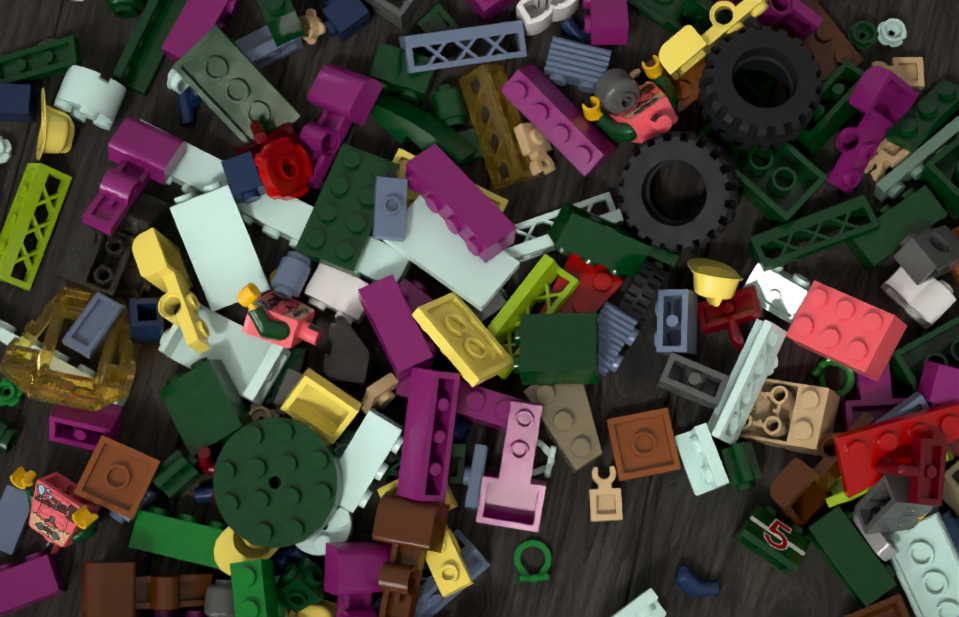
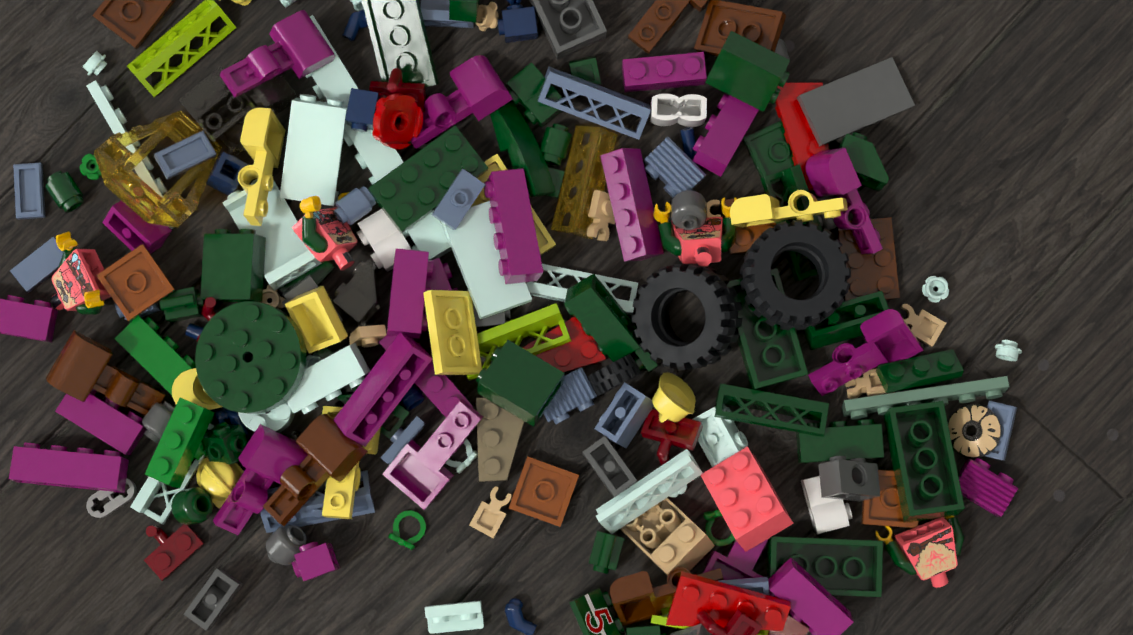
camera: 25 degrees right, 5 degrees up
(701, 460) = (578, 529): light aqua bracket -> none
(867, 29) = (917, 272): dark green plate -> none

